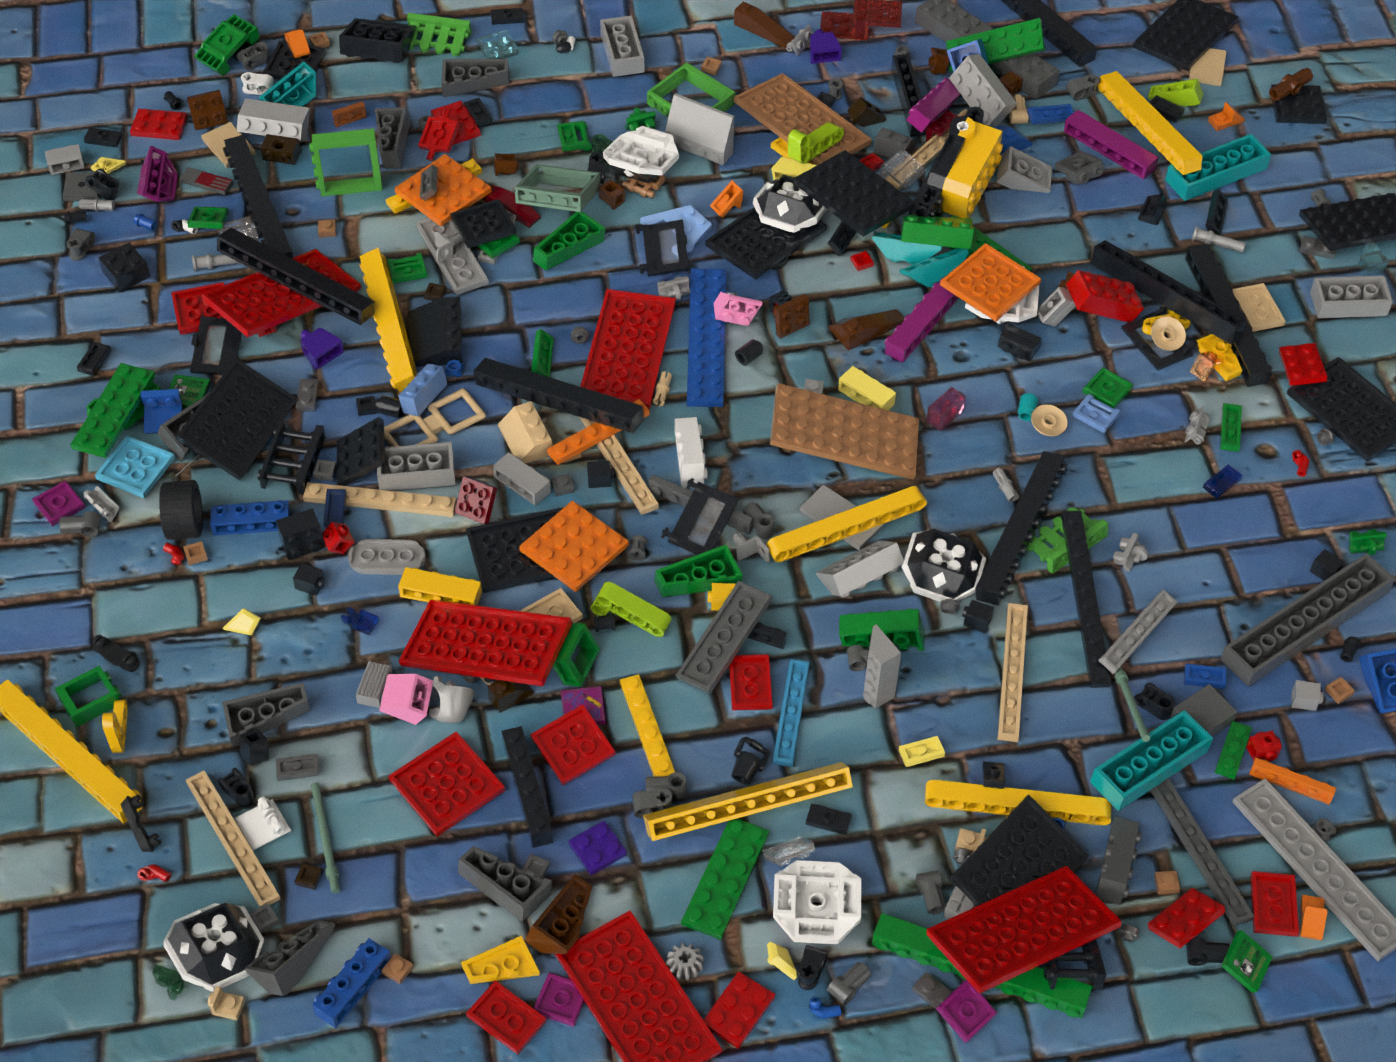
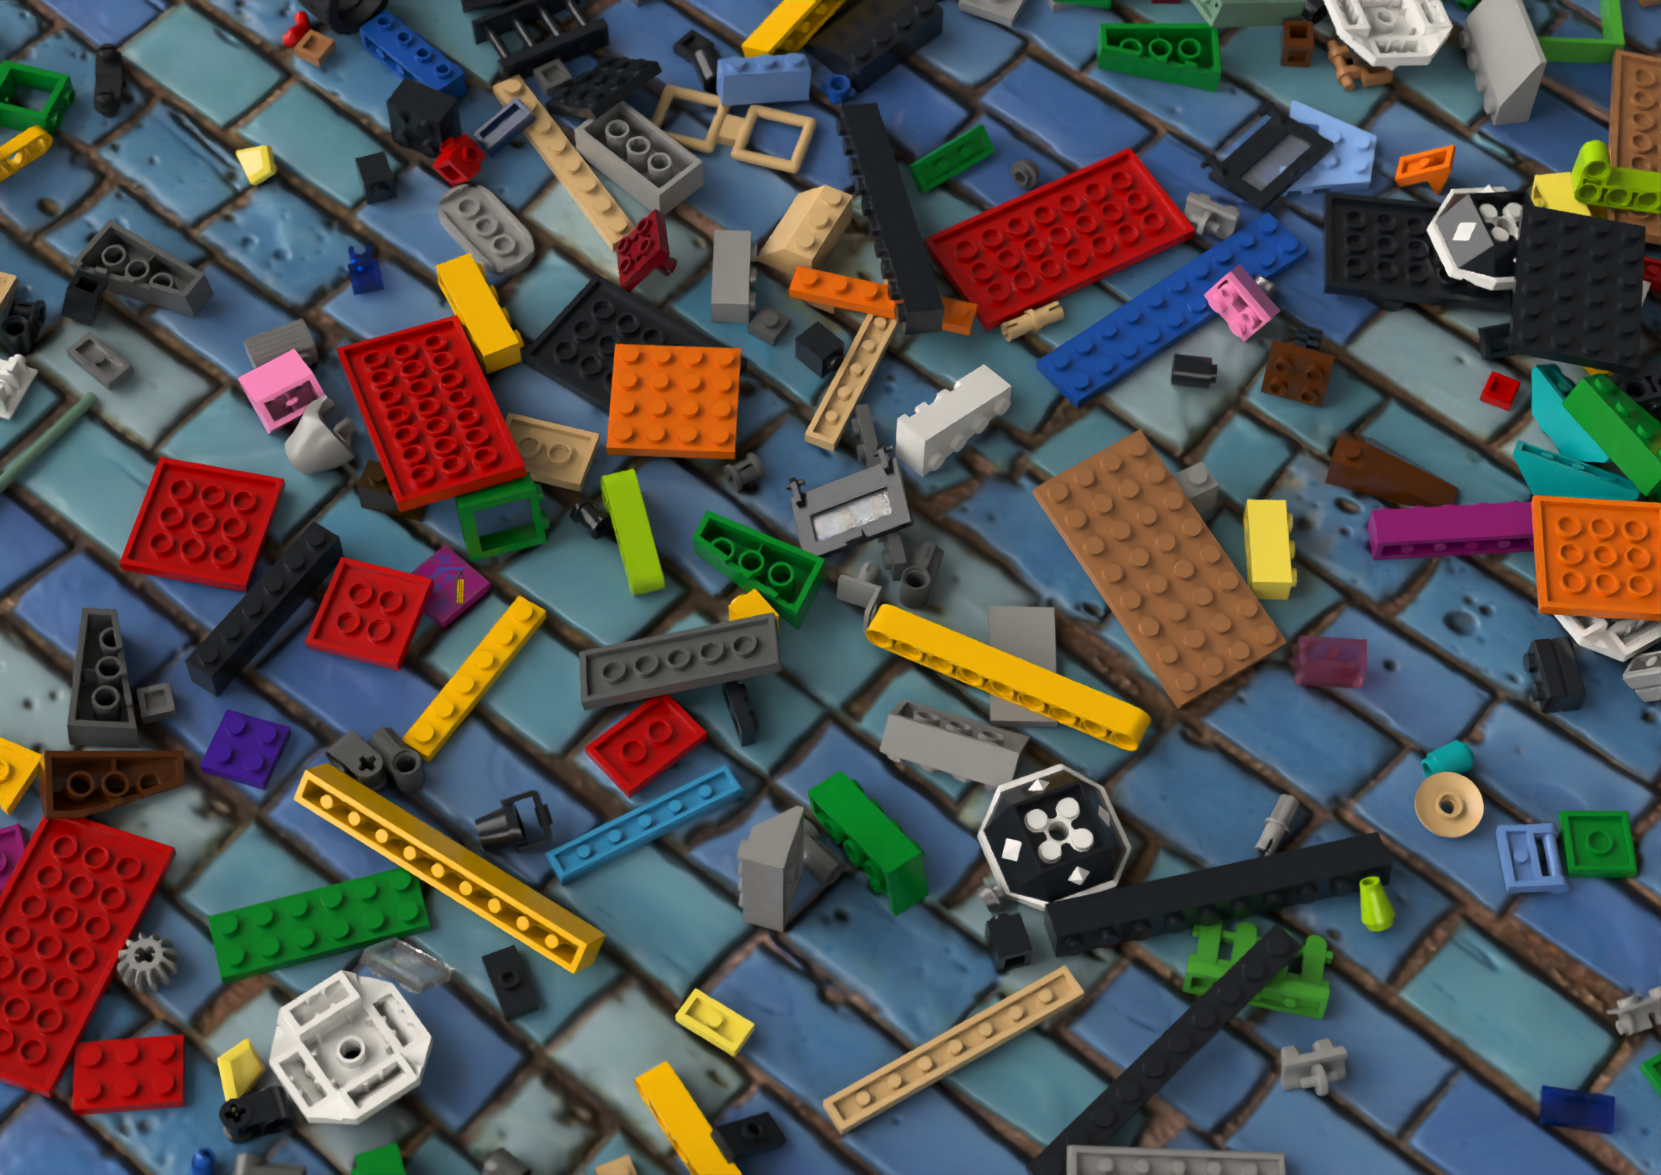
camera: 50 degrees right, 5 degrees up
(1076, 478) = (1375, 905): none -> lime cone

